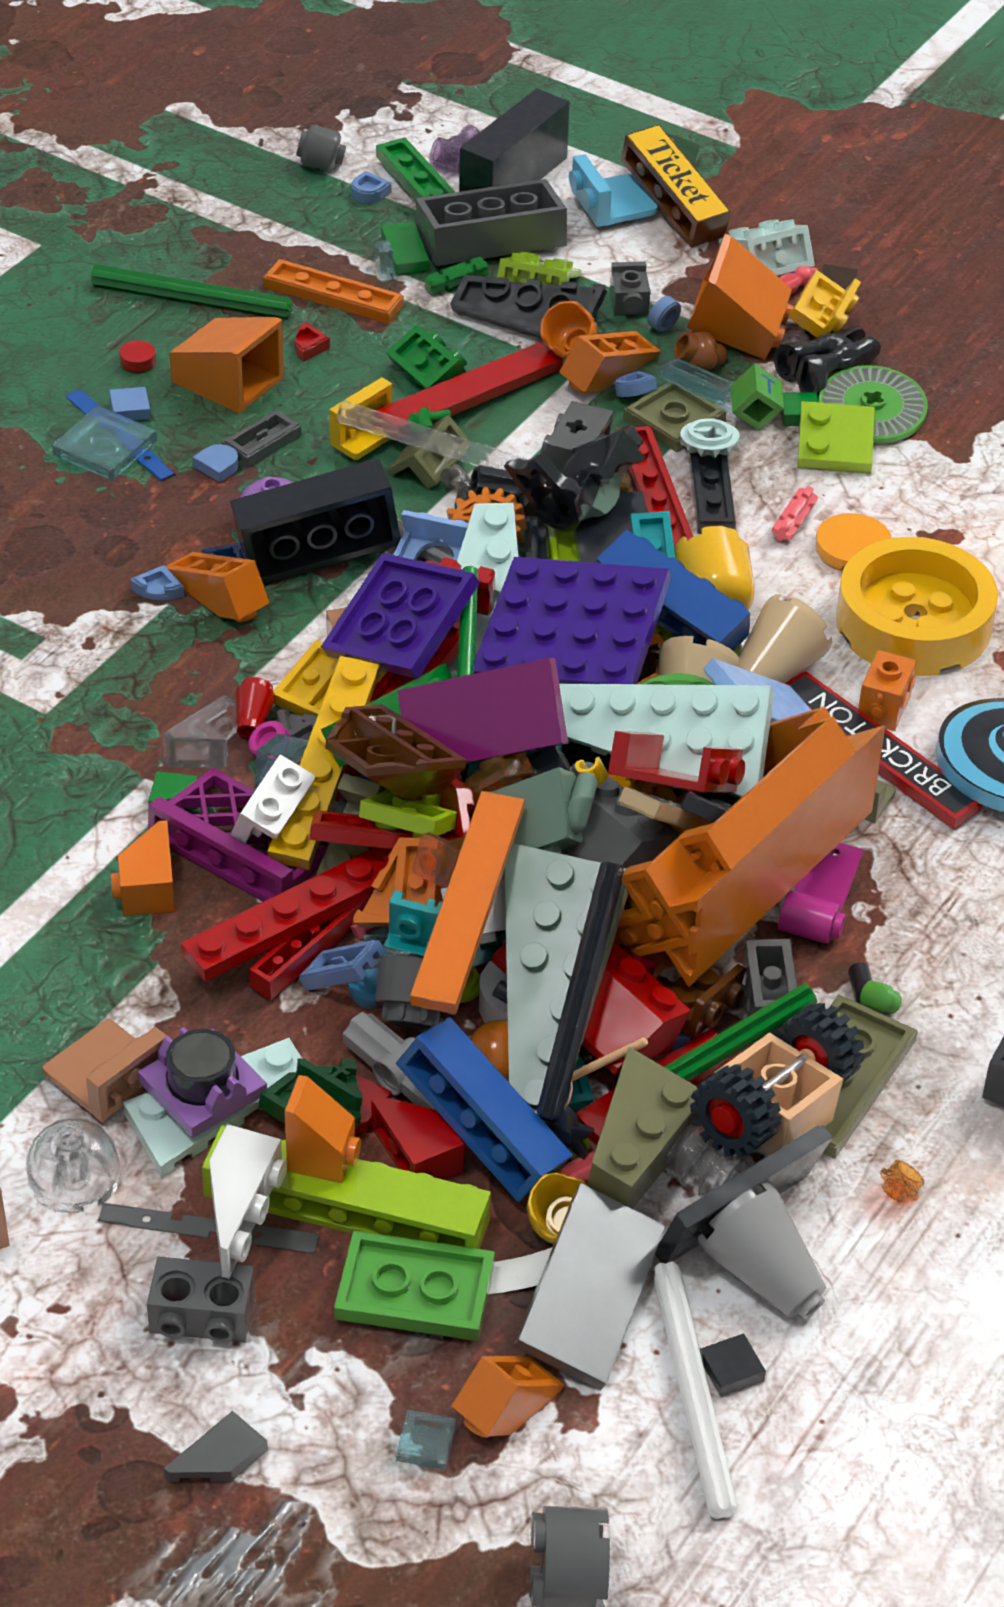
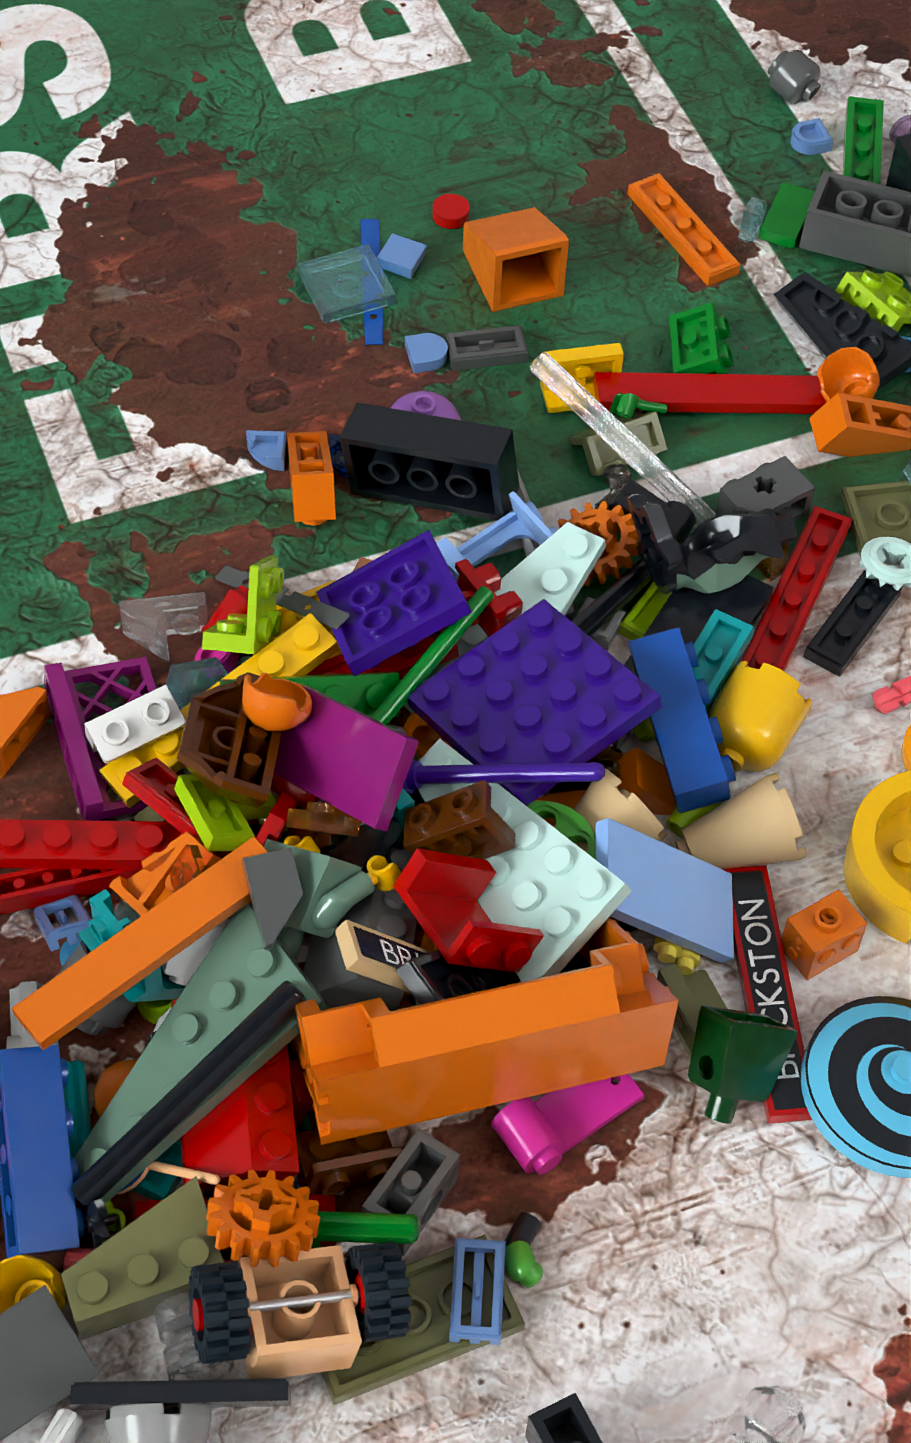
camera: 35 degrees right, 10 degrees up
(169, 785) = (93, 653): green tile -> none
(191, 291) = (556, 169): green axle -> none
(285, 668) = (295, 602): none -> dark grey piece
(305, 683) = (262, 622): none -> lime bracket
(310, 342) = (615, 271): red tile -> none
(403, 705) = (275, 703): none -> orange hair
(453, 275) = (813, 265): green axle -> none
(534, 815) = (273, 890): none -> dark grey tile
(612, 707) = (458, 824): none -> reddish brown bracket
(626, 660) = (501, 773): none -> dark purple piece
(635, 384) = (875, 466): medium blue tile -> none
(703, 1042) = (262, 1218): none -> orange gear
(876, 1043) = (475, 1331): none -> medium blue tile
(911, 789) = (737, 1058): none -> dark green torso

